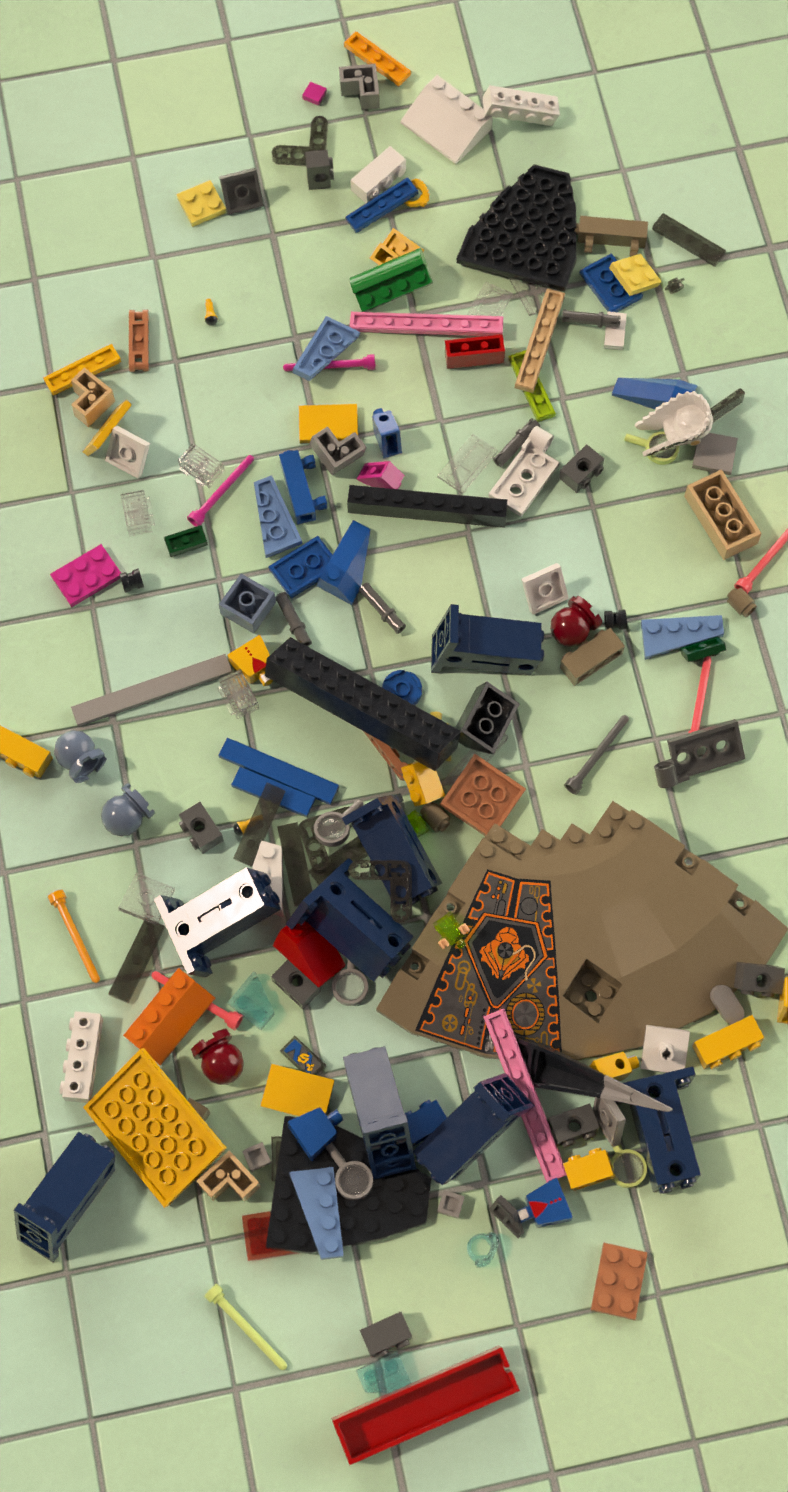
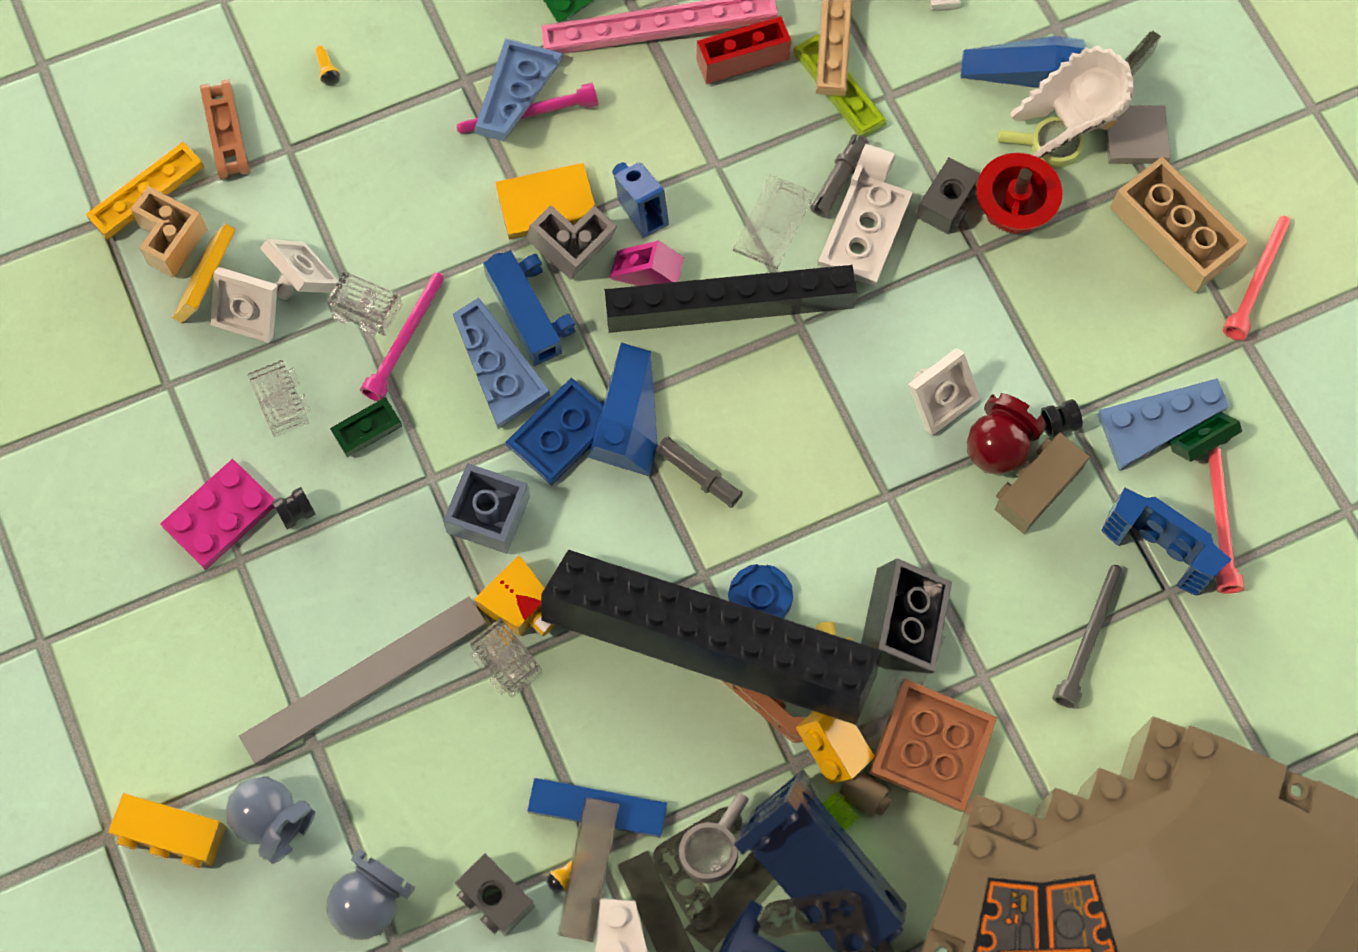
camera: 15 degrees left, 0 degrees up
(166, 435) = (299, 267): none -> white tile
(278, 771) = (597, 771): blue tile -> none
(296, 626) = (573, 530): dark grey pin -> none
(486, 643) = (878, 498): dark blue brick -> none
(625, 474) = (1019, 192): none -> red piece
(657, 695) = (1170, 530): none -> blue plate
(673, 771) = (1216, 640): dark grey hinge -> none
(741, 602) = (1241, 352): dark tan brick -> none

